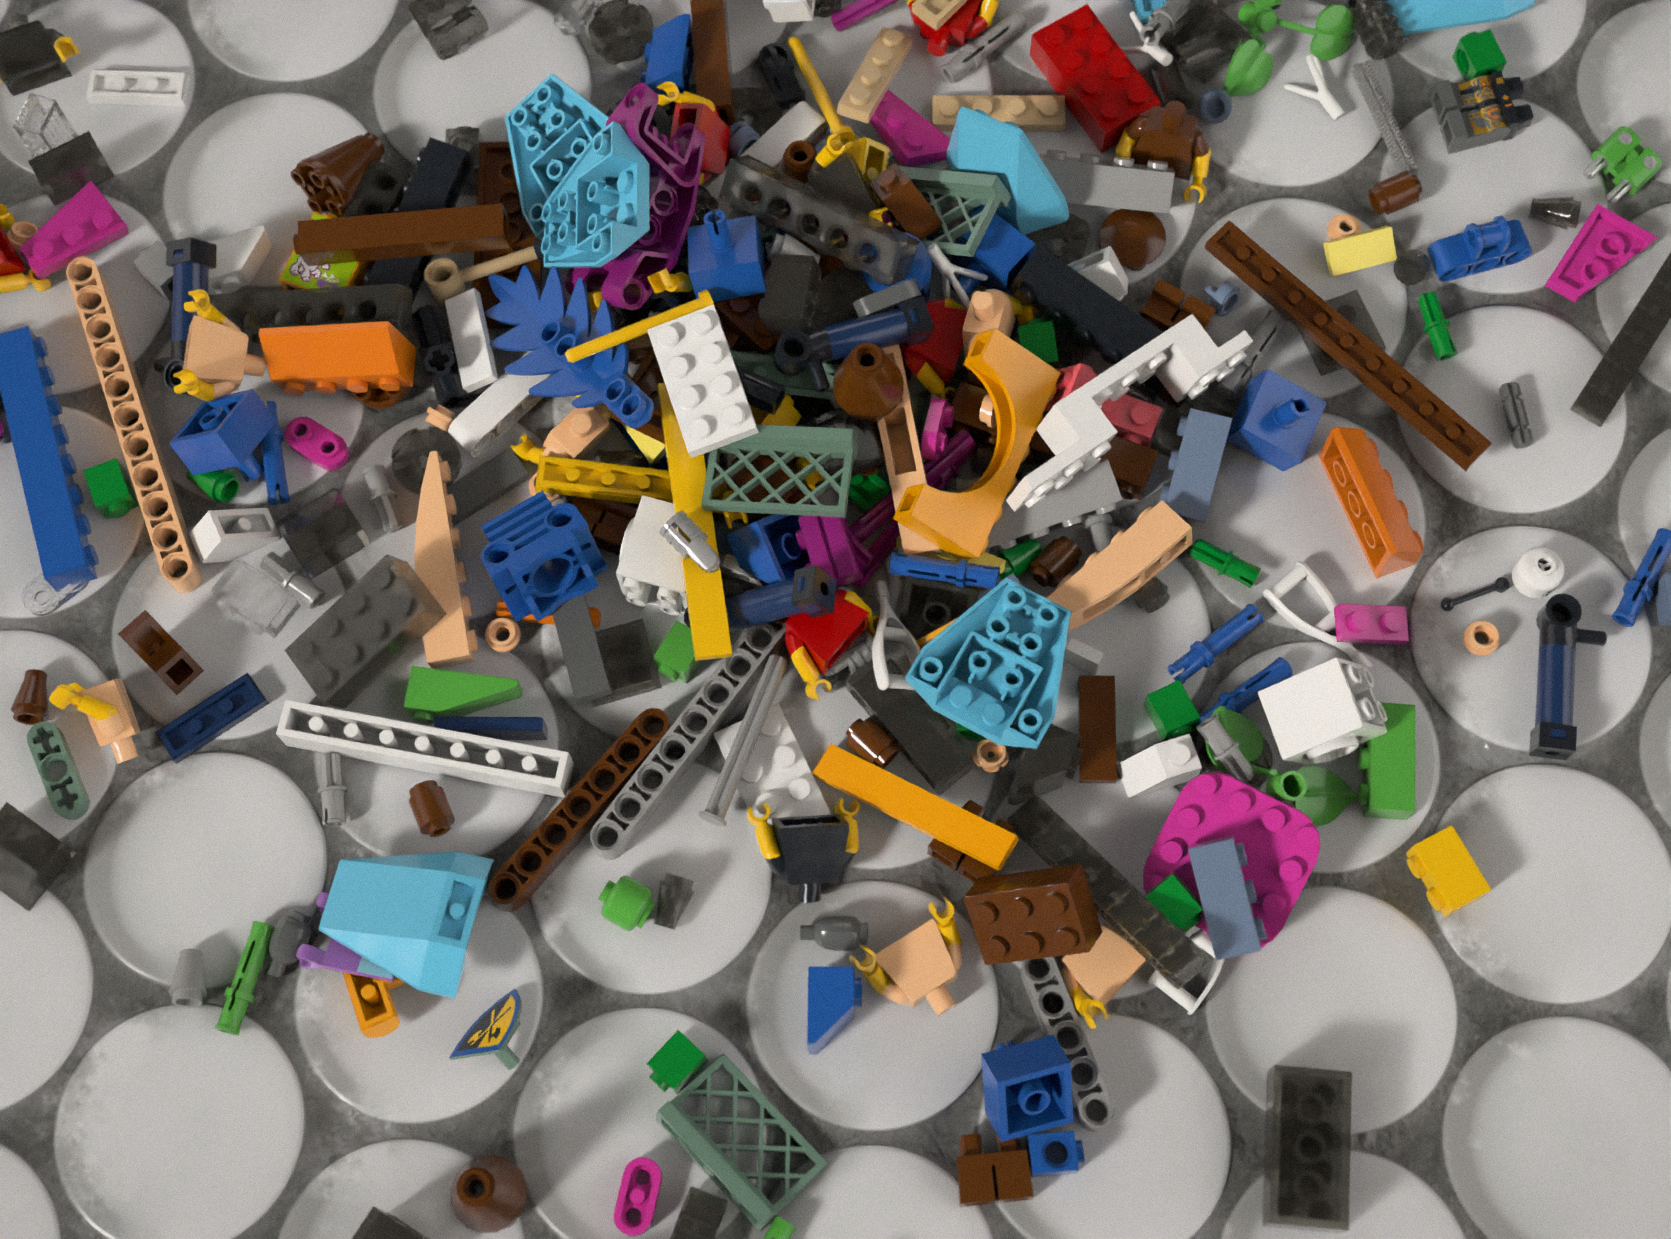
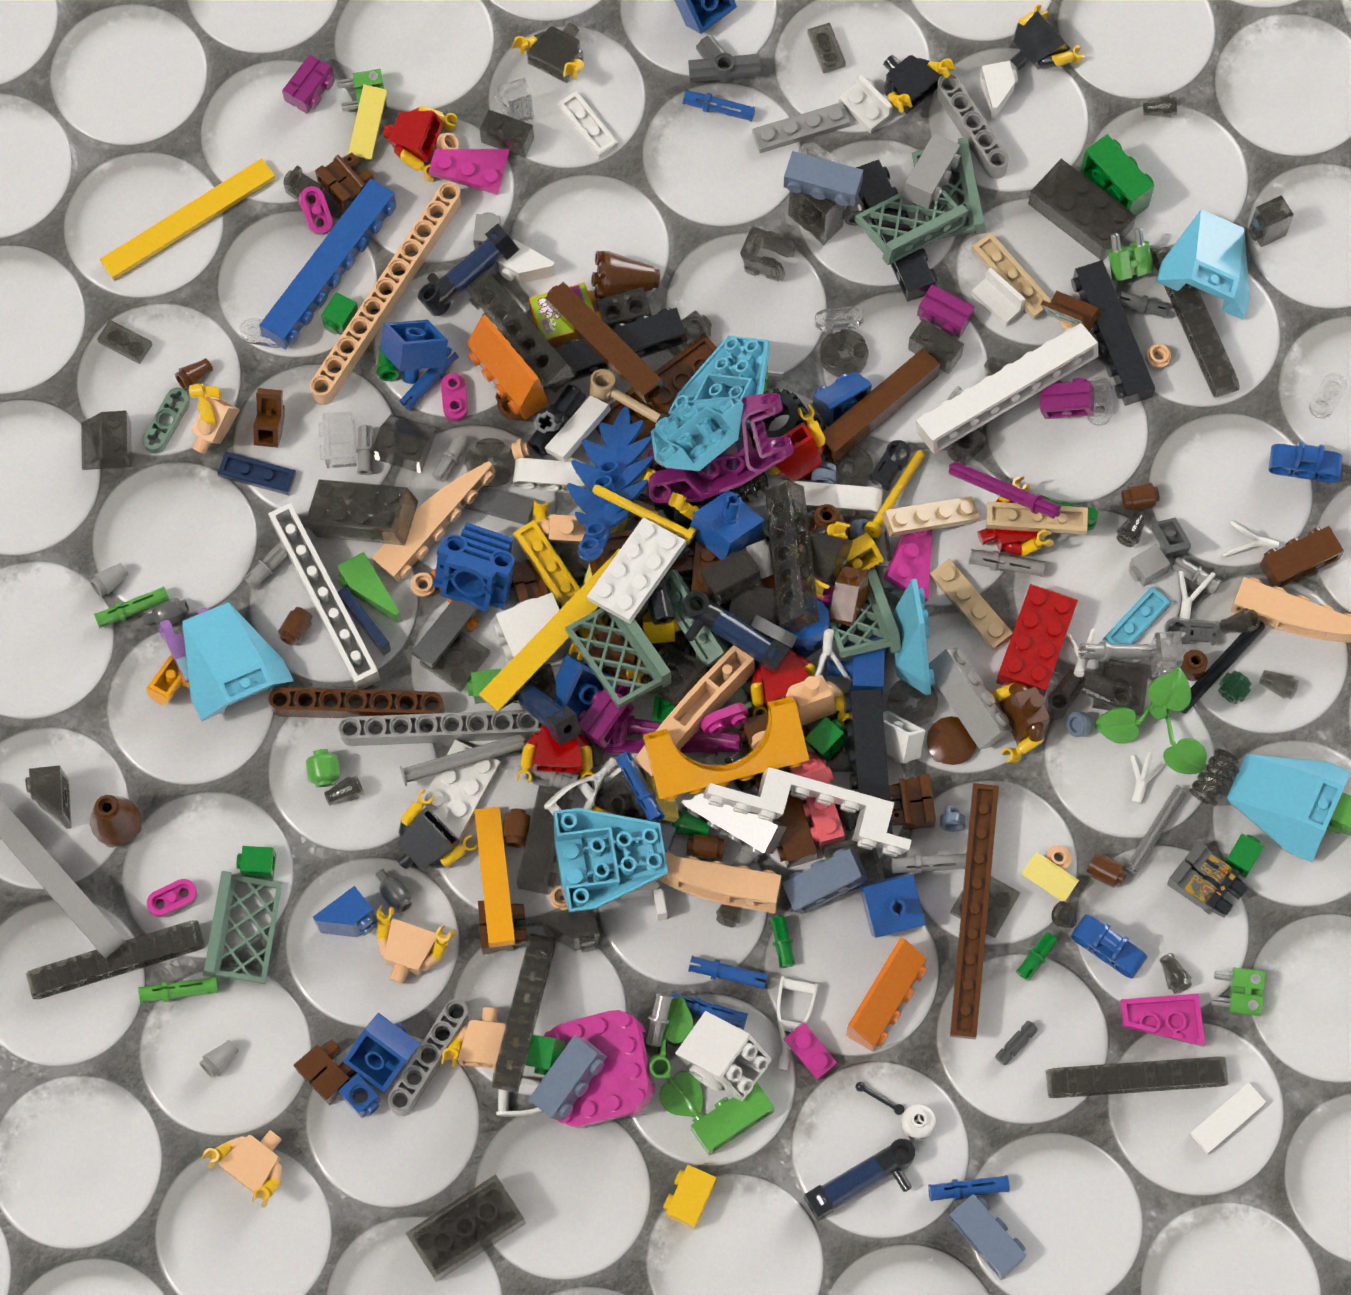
camera: 50 degrees right, 0 degrees up
(214, 353) = (452, 303): light nougat torso -> none
(232, 533) = (365, 398): white slope -> none
(493, 1032) = (200, 755): shield -> none
(697, 549) = (538, 639): light grey hinge -> none
(868, 383) = (711, 660): reddish brown cone -> none
(1033, 914) = (478, 983): reddish brown brick -> none
(1097, 729) = (624, 944): reddish brown tile -> none
(1159, 767) = (627, 994): white slope -> none
(1171, 711) = (665, 976): green brick -> none
(1485, 629) = (853, 1112): light nougat plate -> none

